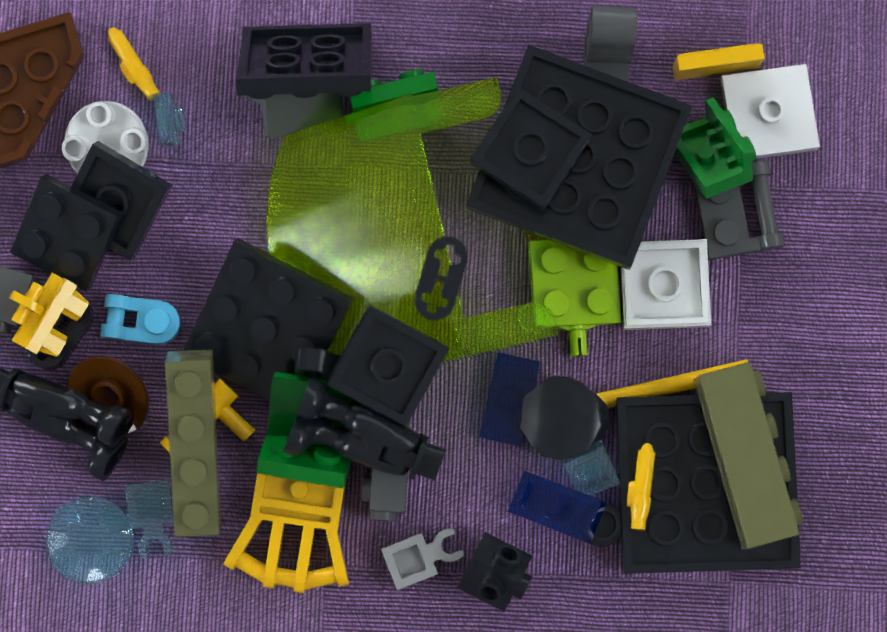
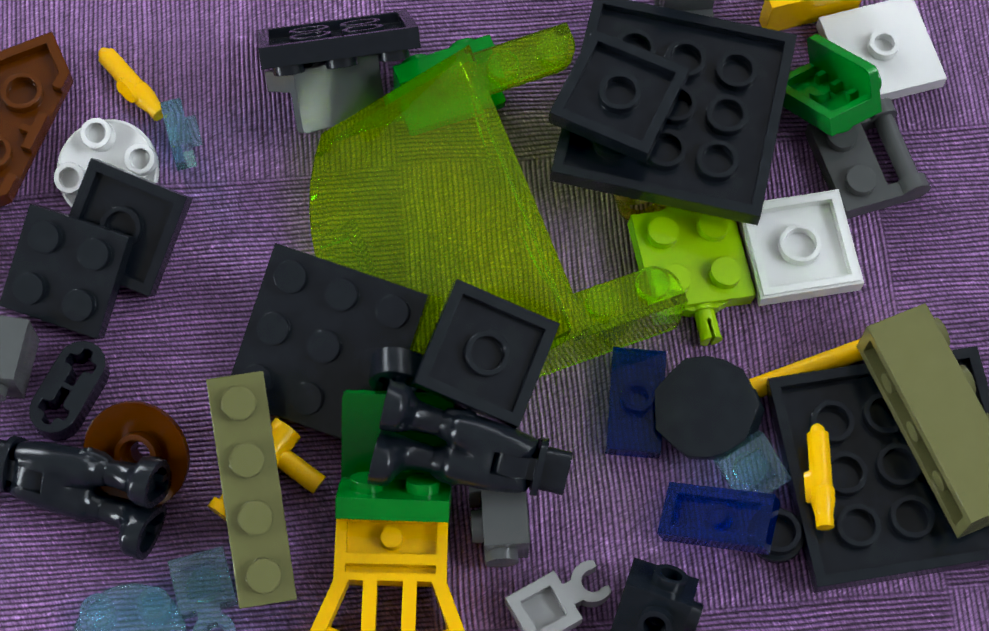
camera: 10 degrees left, 15 degrees down
(40, 311) = (61, 341): yellow hips -> none
(155, 322) = (185, 366): medium azure plate -> none
(430, 275) = (549, 244): black beam -> none

